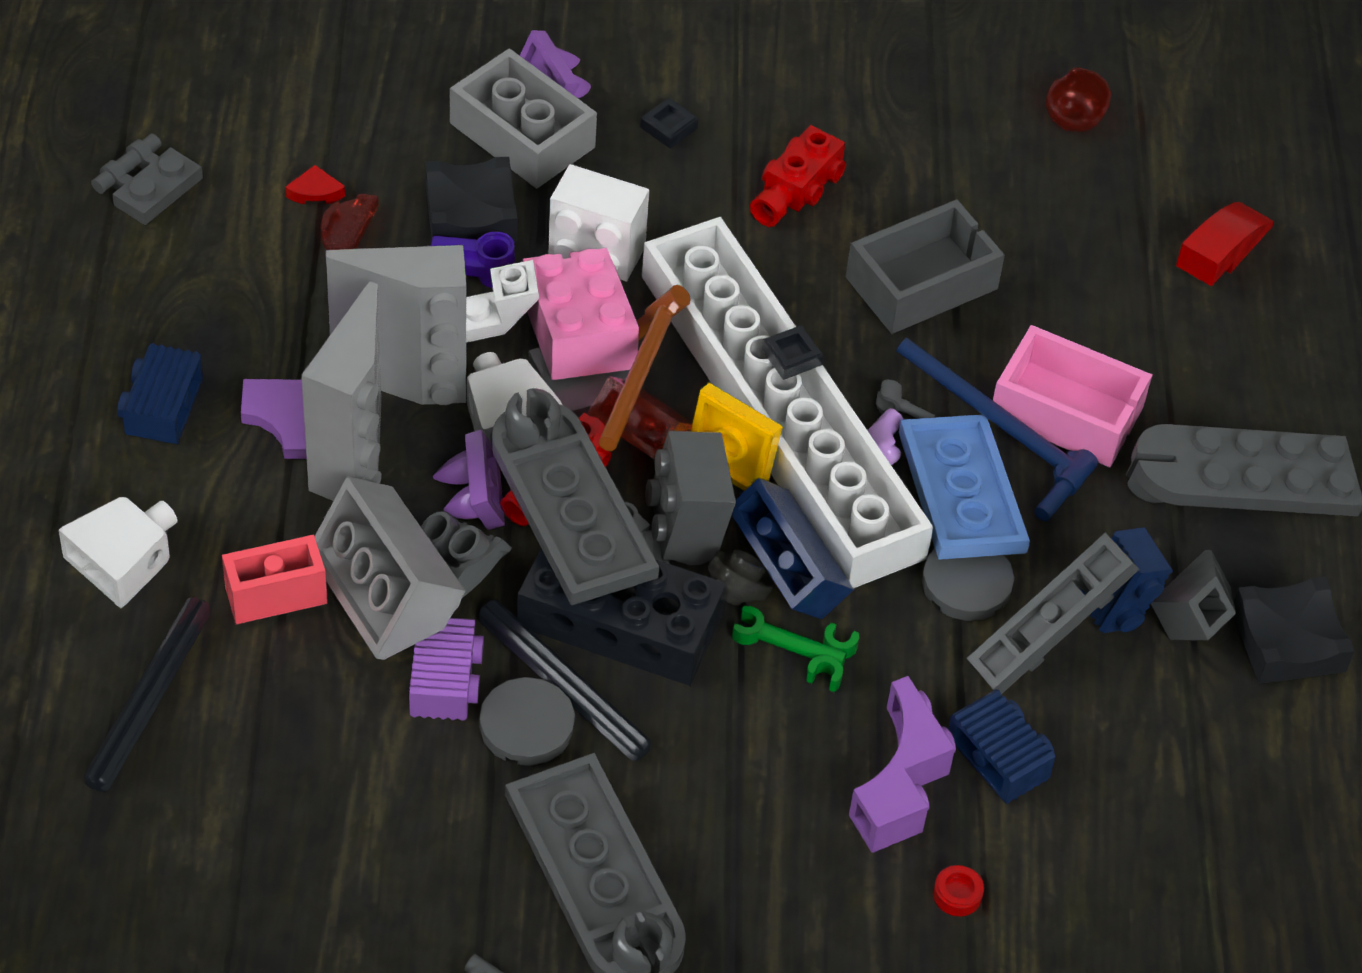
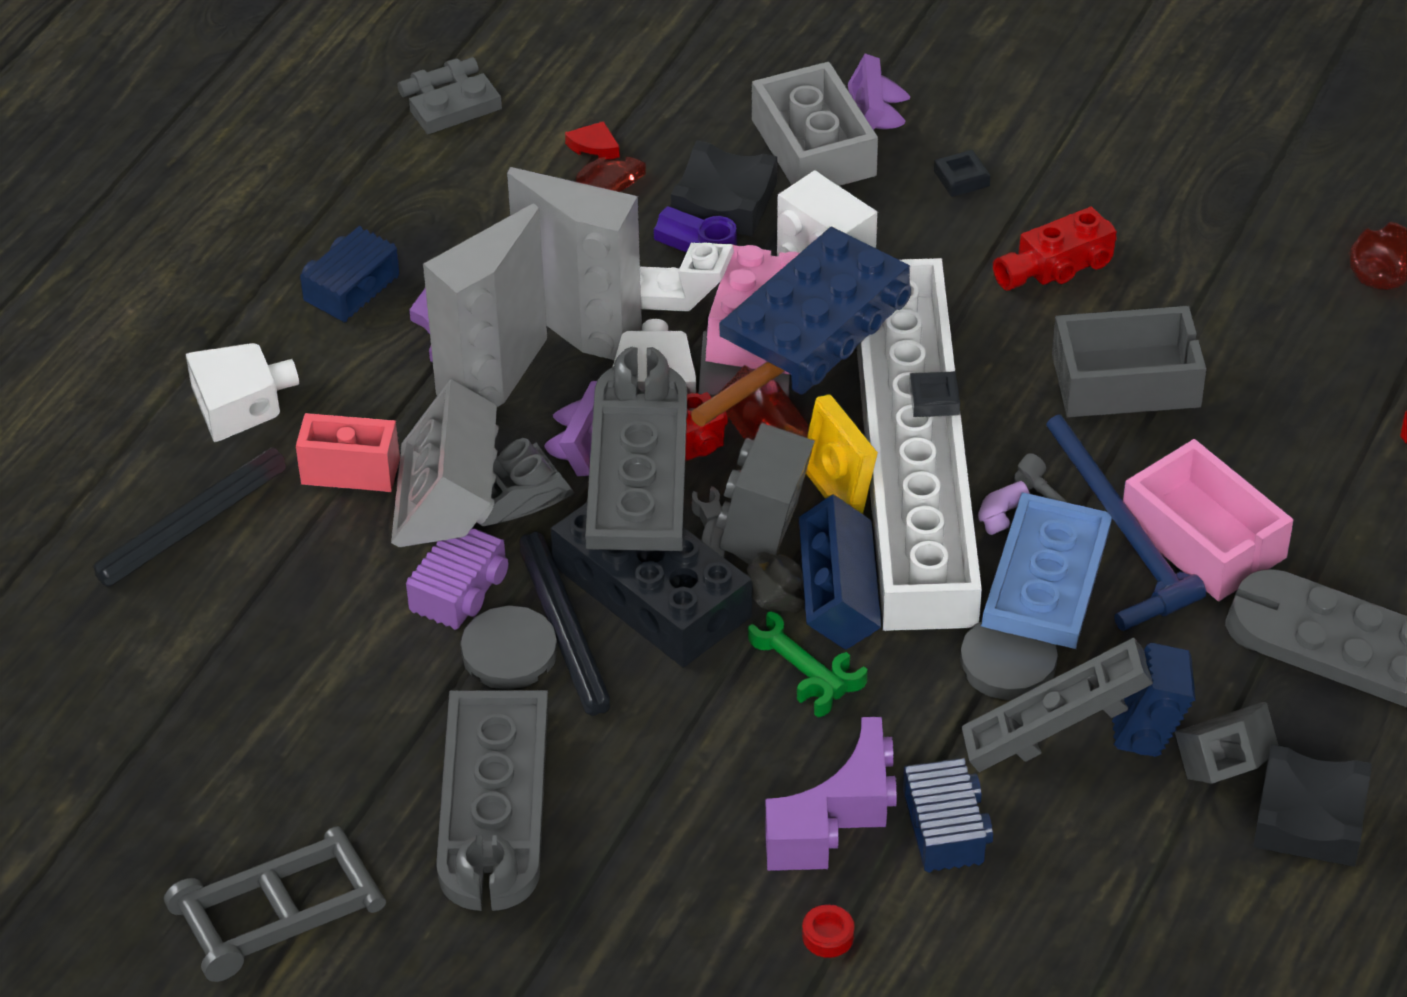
camera: 30 degrees right, 5 degrees down
(651, 298) = (819, 307): none -> dark blue bracket

